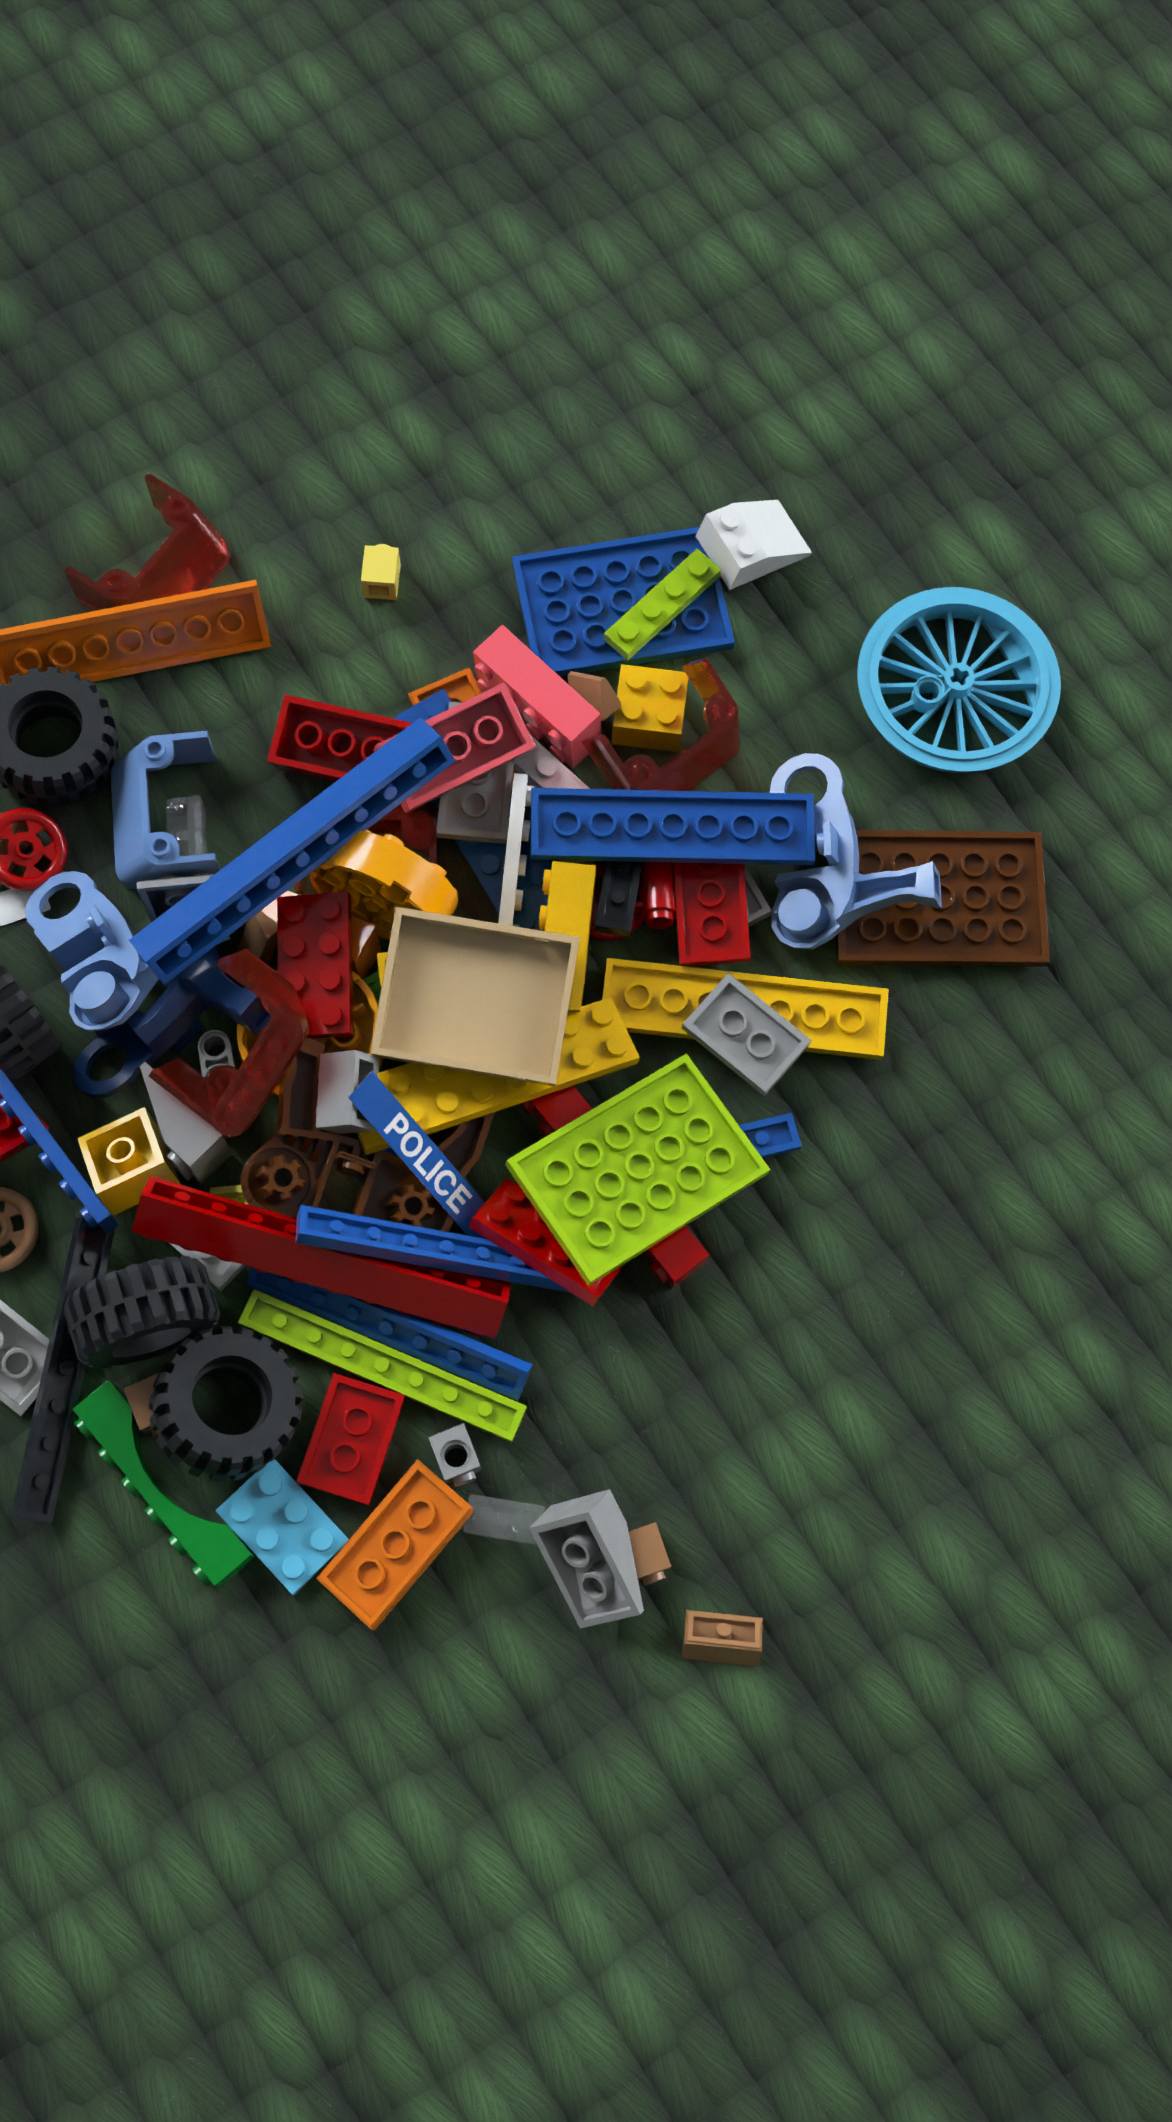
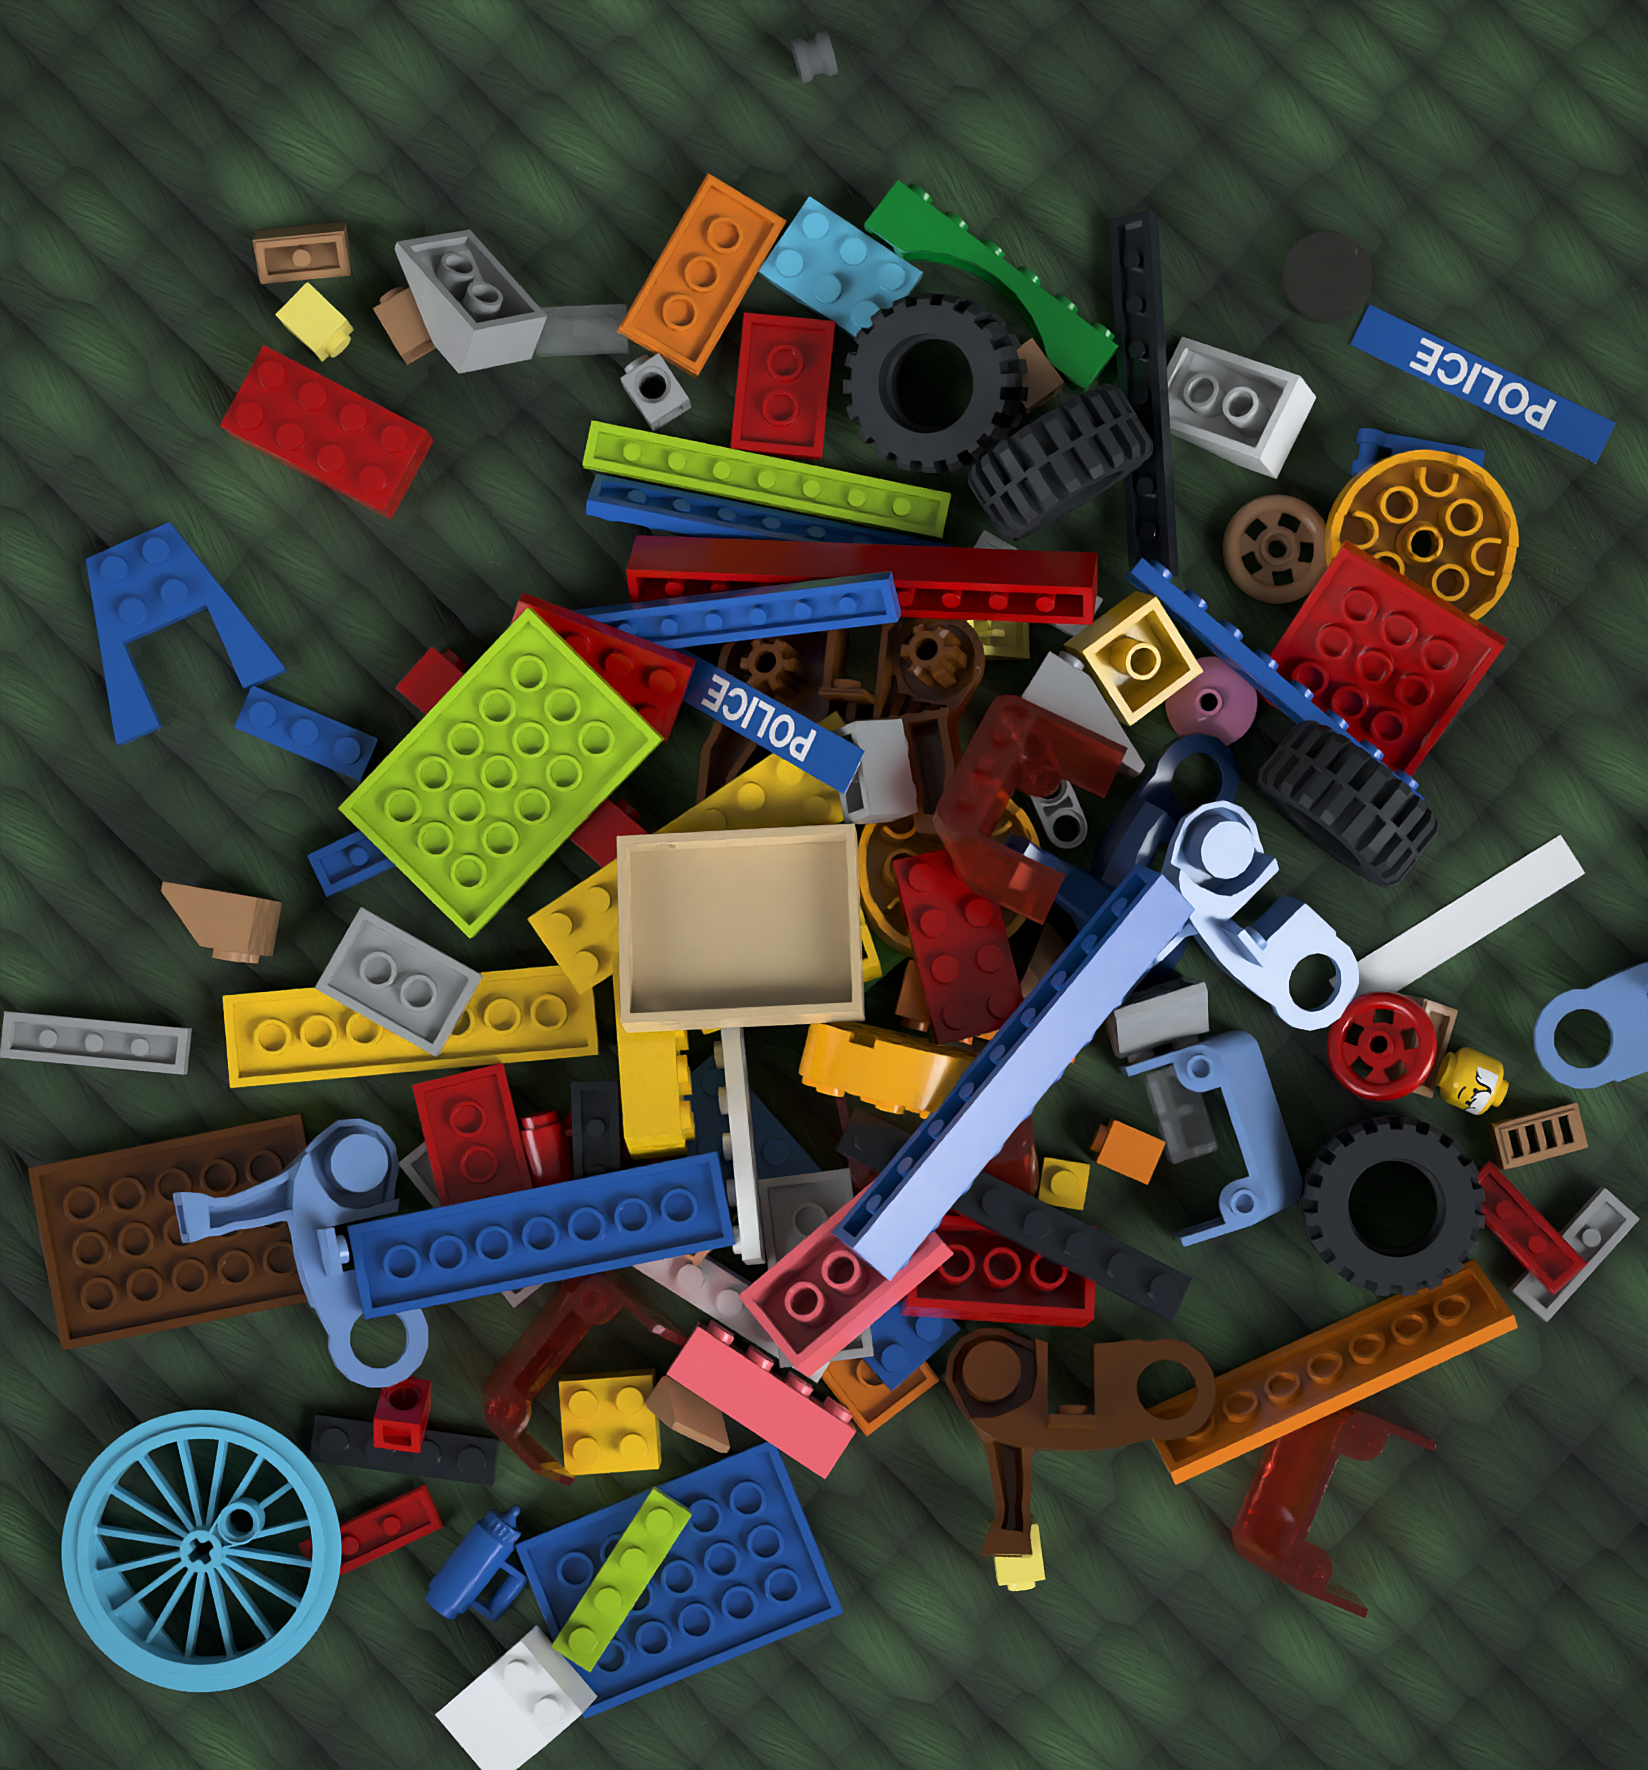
camera: 175 degrees right, 15 degrees up
(60, 1123) = (1234, 709): none -> bright pink dish
(231, 815) = (1126, 1150): none -> orange brick
(259, 1715) = (814, 56): none -> dark grey wheel
(283, 804) = (1063, 1183): none -> yellow plate
(310, 762) = (1035, 1225): none -> black plate
(362, 664) = (1004, 1397): none -> reddish brown animal
(721, 1569) = (316, 323): none -> light yellow brick
(728, 1474) = (327, 432): none -> red brick
(766, 636) = (474, 1565): none -> blue piece
(786, 1243) = (307, 733): none -> blue plate
(798, 727) = (403, 1415): none -> red brick
(803, 723) = (442, 1454): none -> black plate
(826, 676) = (384, 1528): none -> red tile
(872, 1101) = (230, 923): none -> medium nougat slope
(889, 1384) = (147, 588): none -> blue wing
(986, 1043) = (95, 1042): none -> light grey plate

